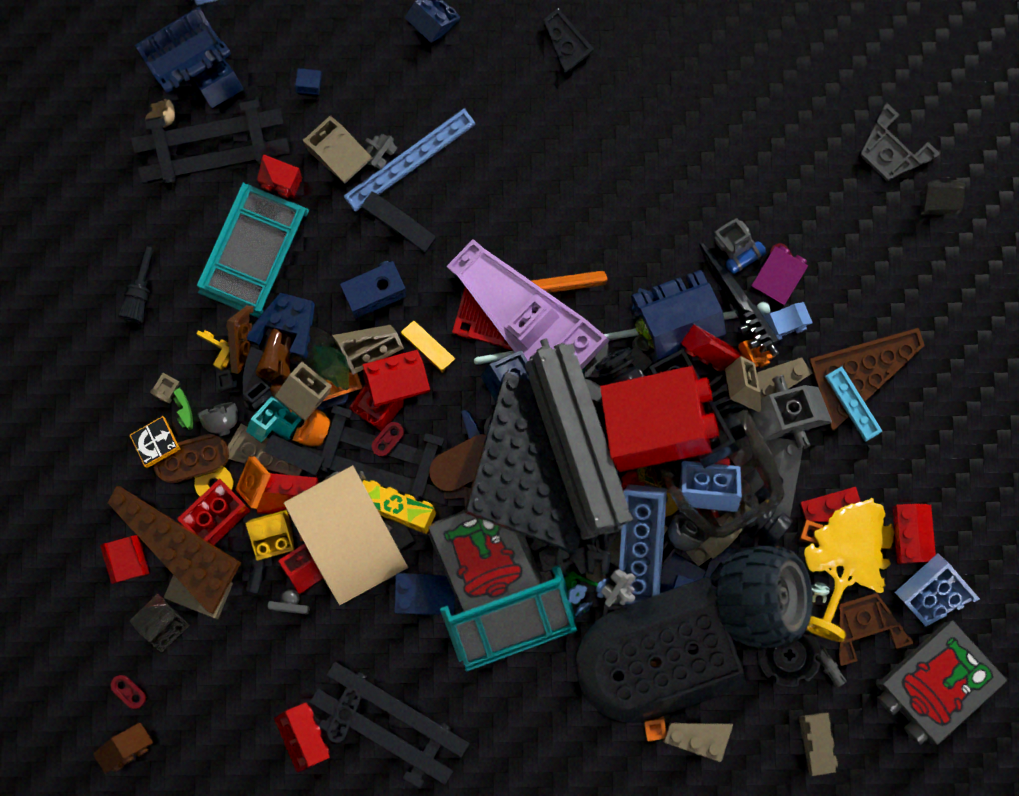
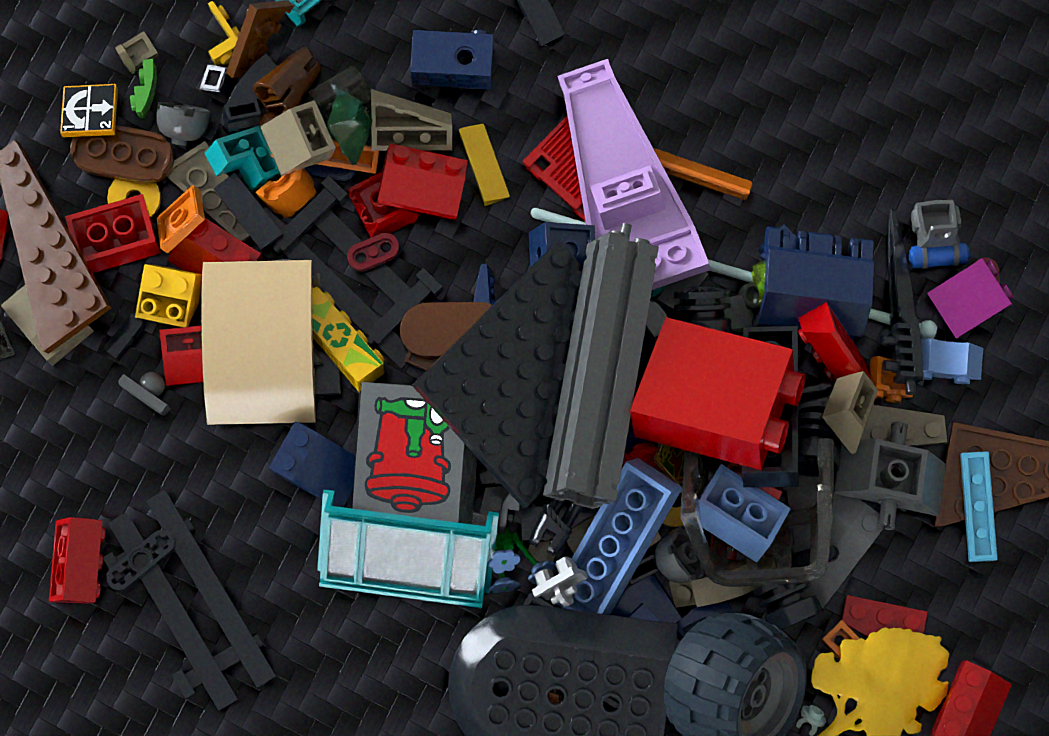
camera: 30 degrees right, 0 degrees up
(287, 315) = (331, 39): dark blue wing -> none

